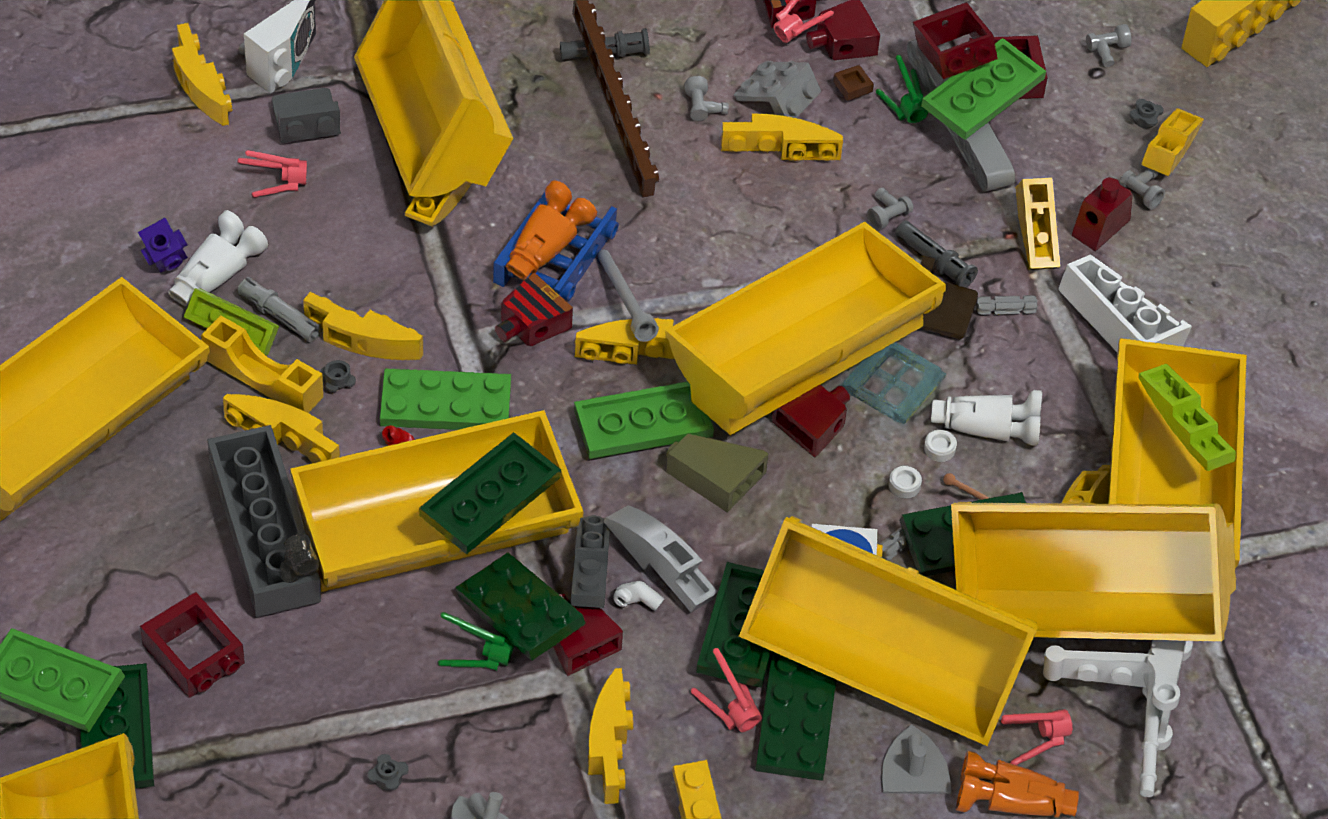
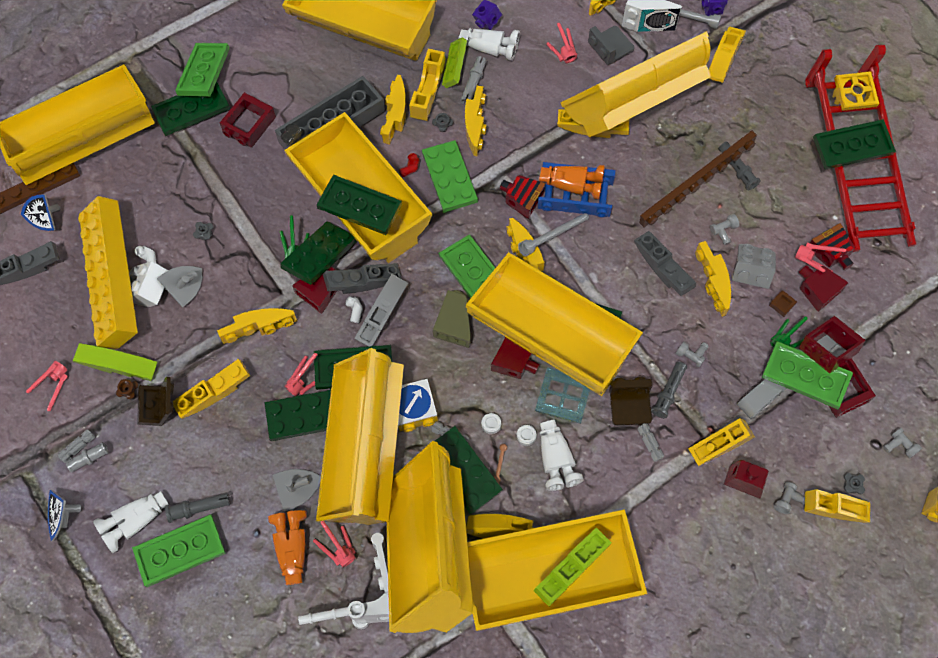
camera: 75 degrees right, 15 degrees up
(728, 191) = (663, 265): none -> dark grey slope
(1117, 308) = (666, 518): white wedge -> none

